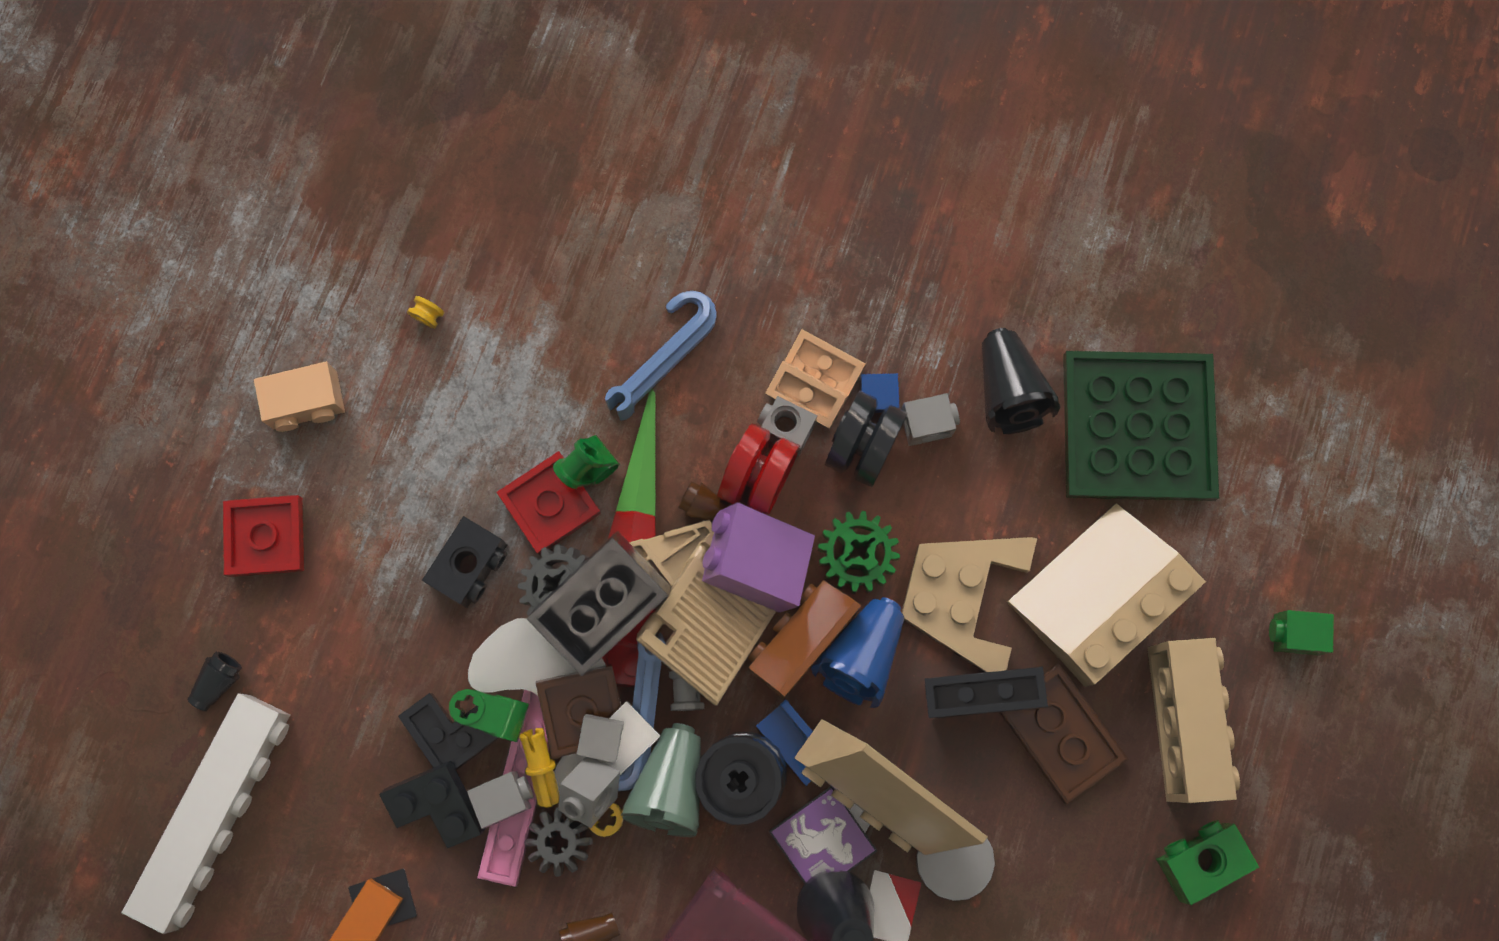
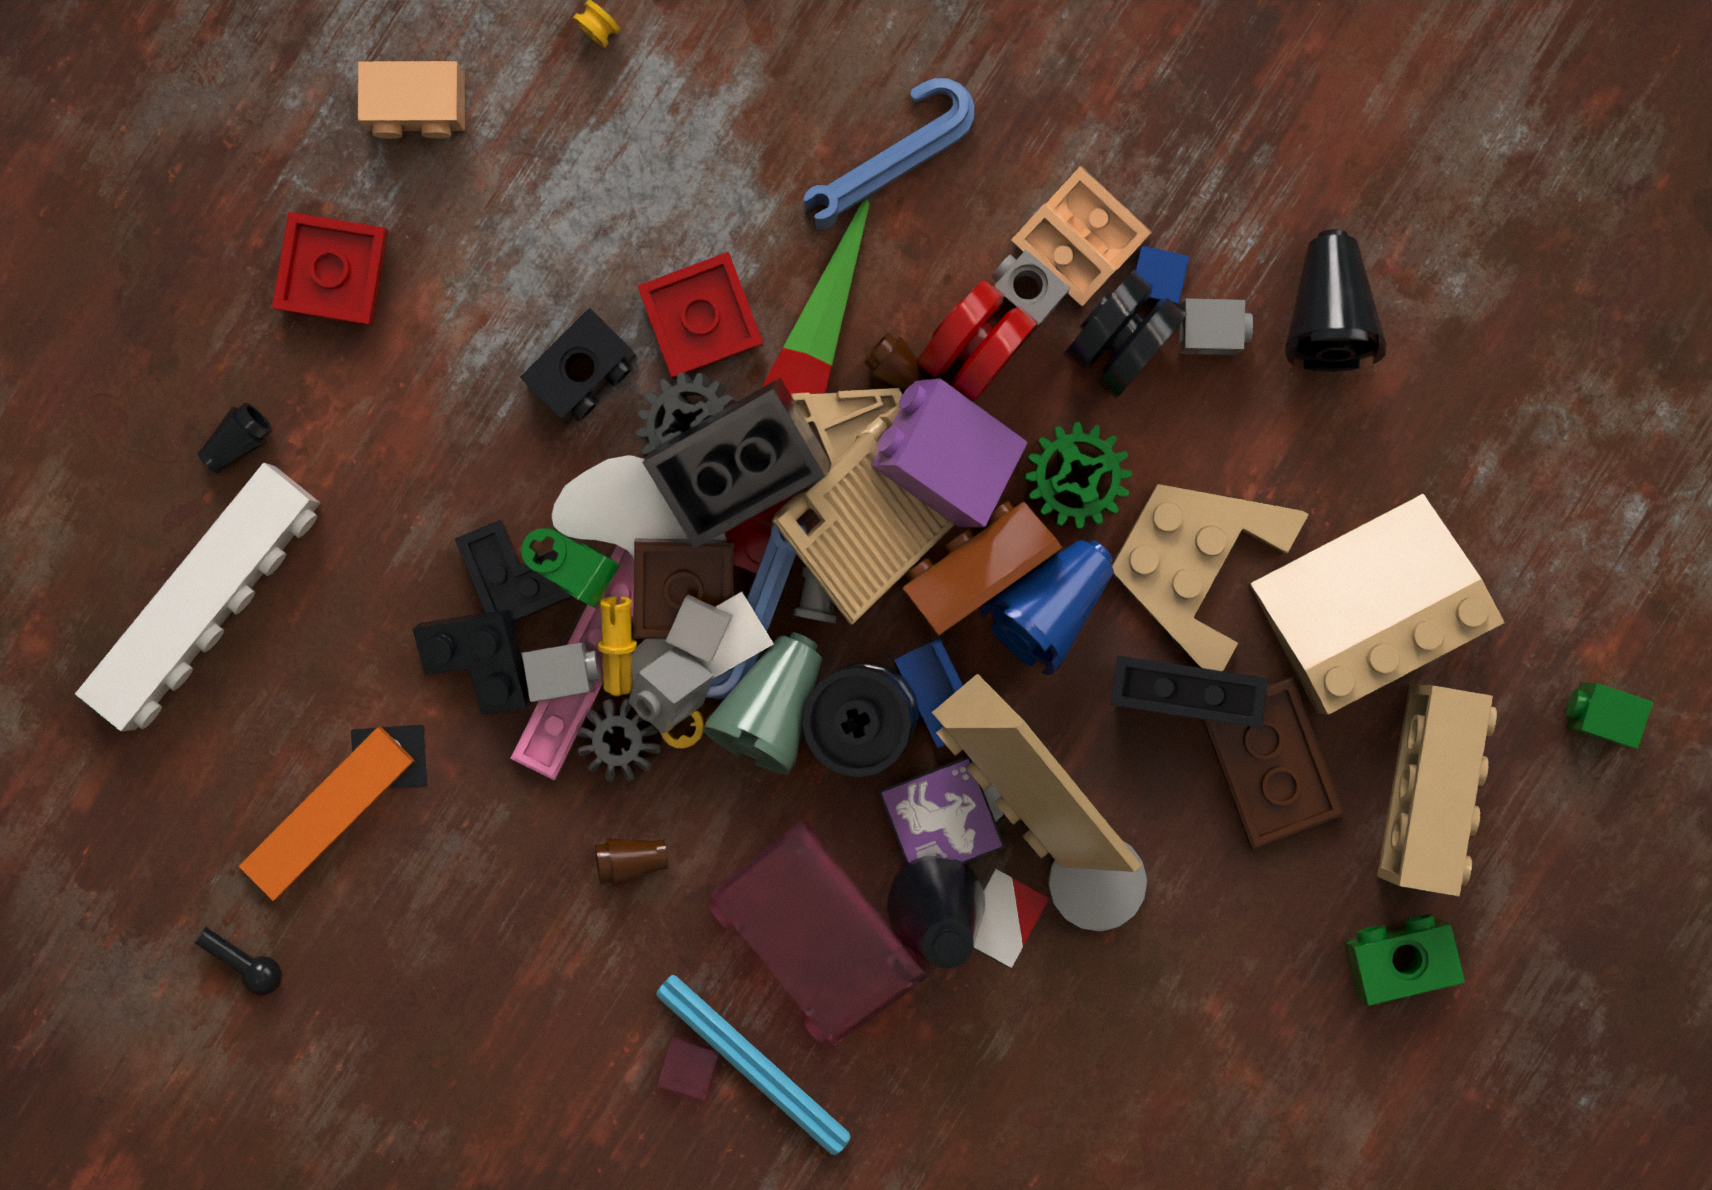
camera: 15 degrees right, 10 degrees up
(586, 464) = (760, 278): green piece -> none
(1140, 426) = (1483, 401): dark green plate -> none

